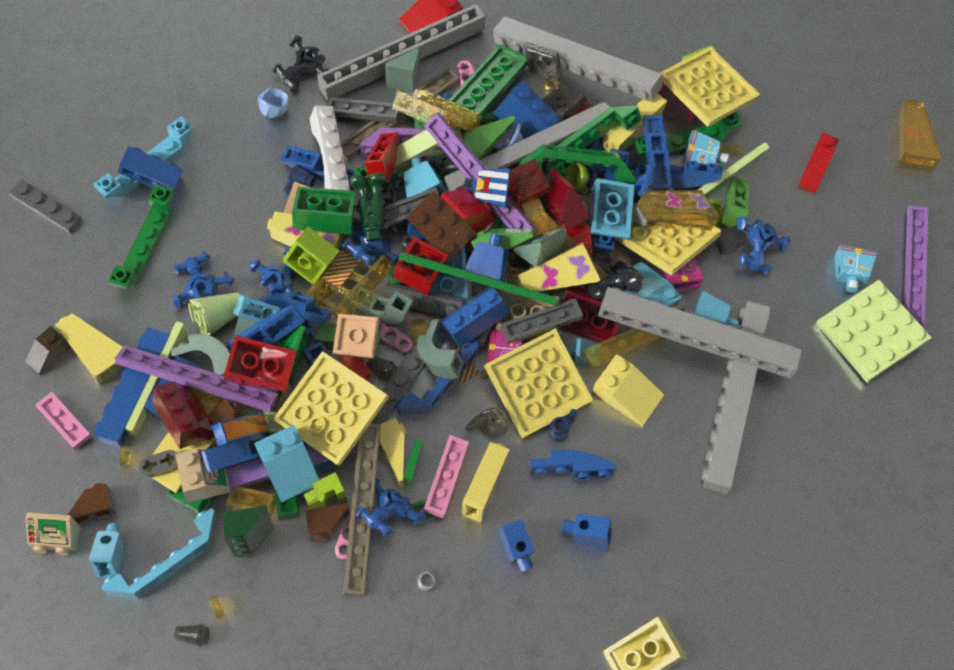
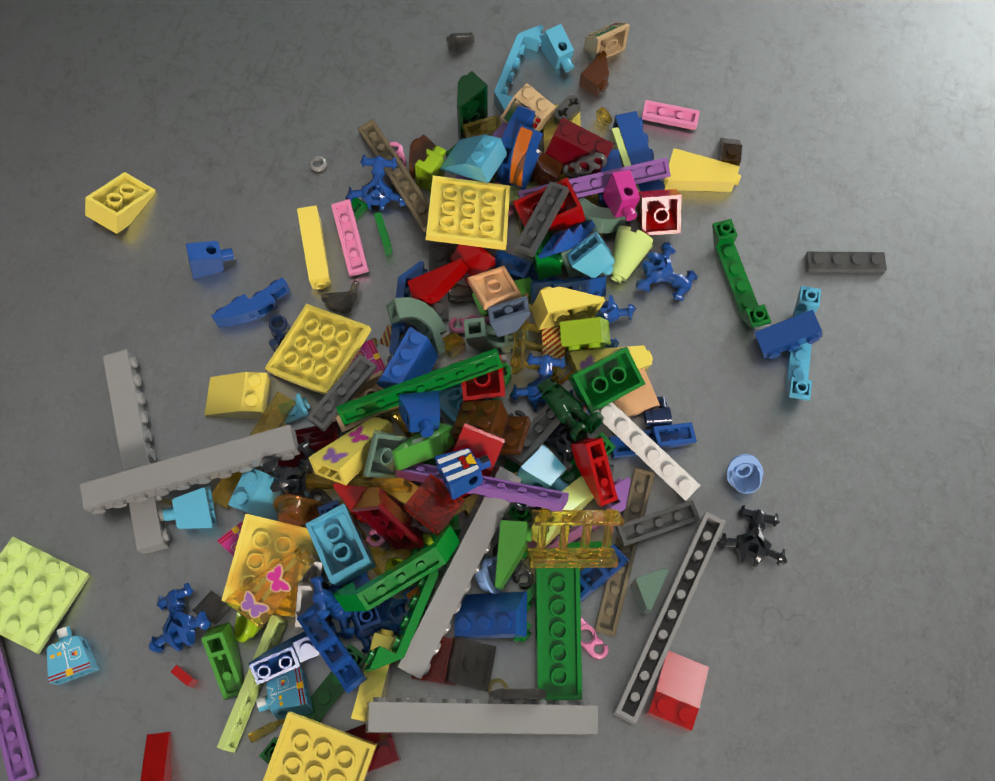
camera: 150 degrees right, 5 degrees up
(162, 319) = (660, 212): none -> red slope
(186, 342) = (622, 195): none -> dark pink torso
(192, 393) = (590, 159): none -> dark grey piece
(216, 607) = (456, 63): clear yellow tile -> none
(277, 346) = (541, 219): none -> dark grey plate
(316, 277) = (563, 304): none -> light yellow slope
(361, 300) = (509, 316): none -> sand blue slope
(393, 447) = (408, 236): light yellow slope -> none
(404, 376) = (436, 283): none -> red slope
(513, 535) = (258, 214): blue torso -> none
(634, 256) = (296, 509): none -> clear orange piece
(772, 208) = (184, 676): none -> red tile

